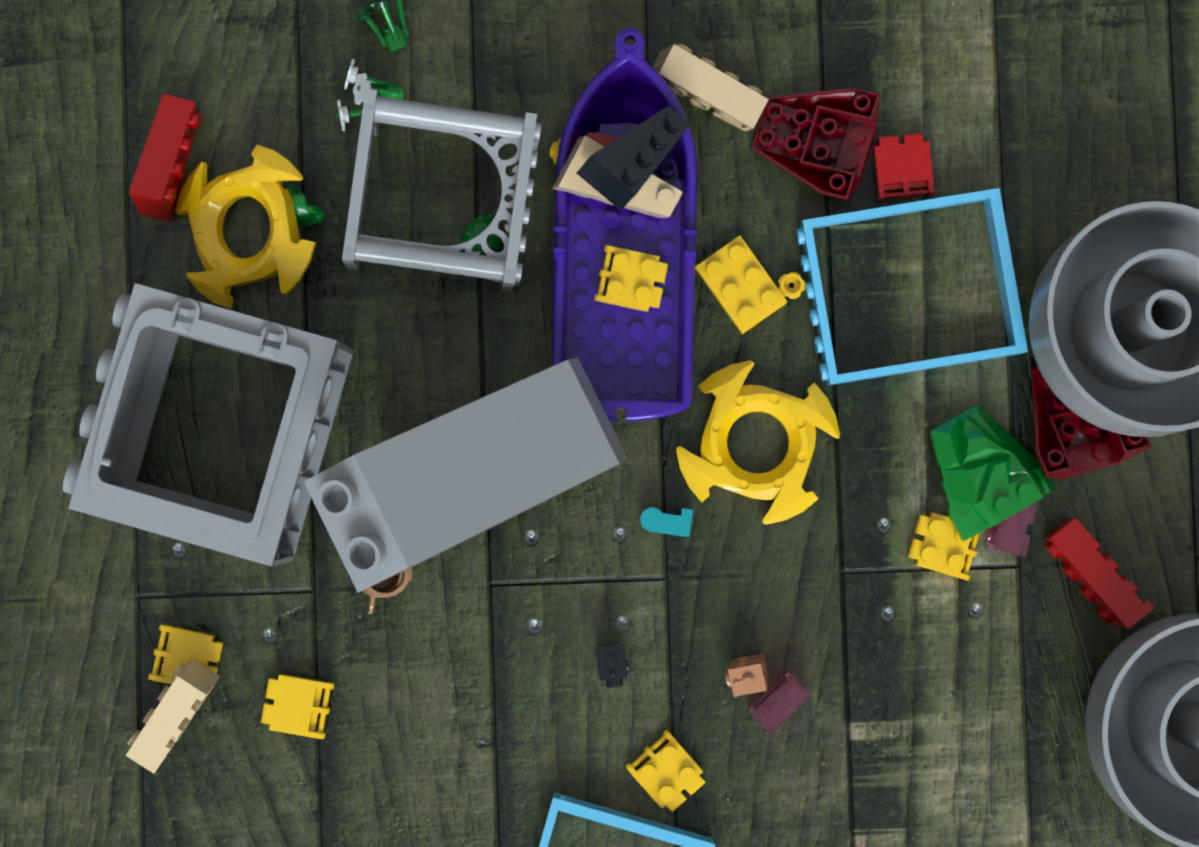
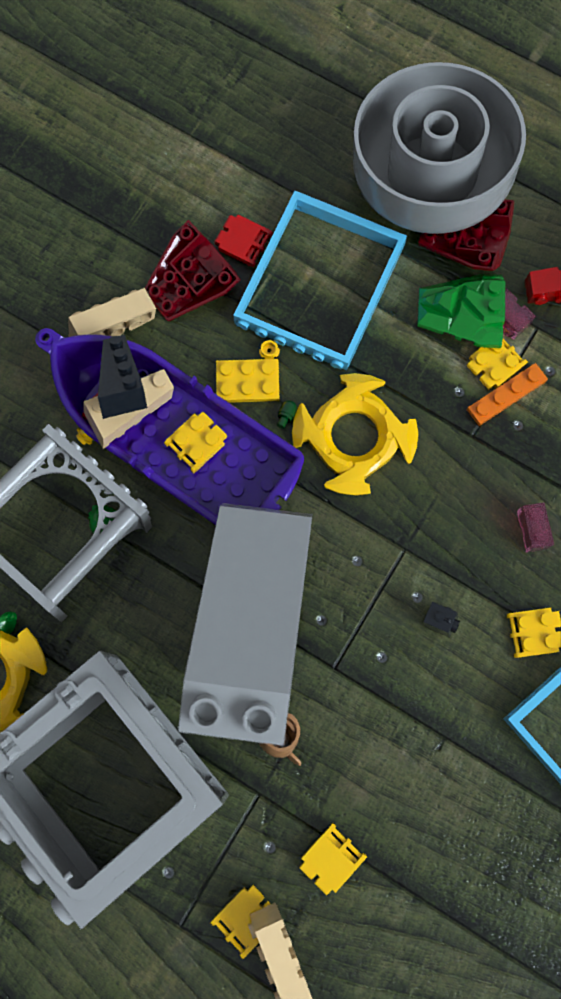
camera: 55 degrees left, 10 degrees down
(656, 521) = (364, 529): teal leg -> none
(731, 352) = (286, 413): none -> dark green cylinder
(747, 675) = (504, 535): nougat head -> none
(915, 580) = (507, 394): none -> orange plate

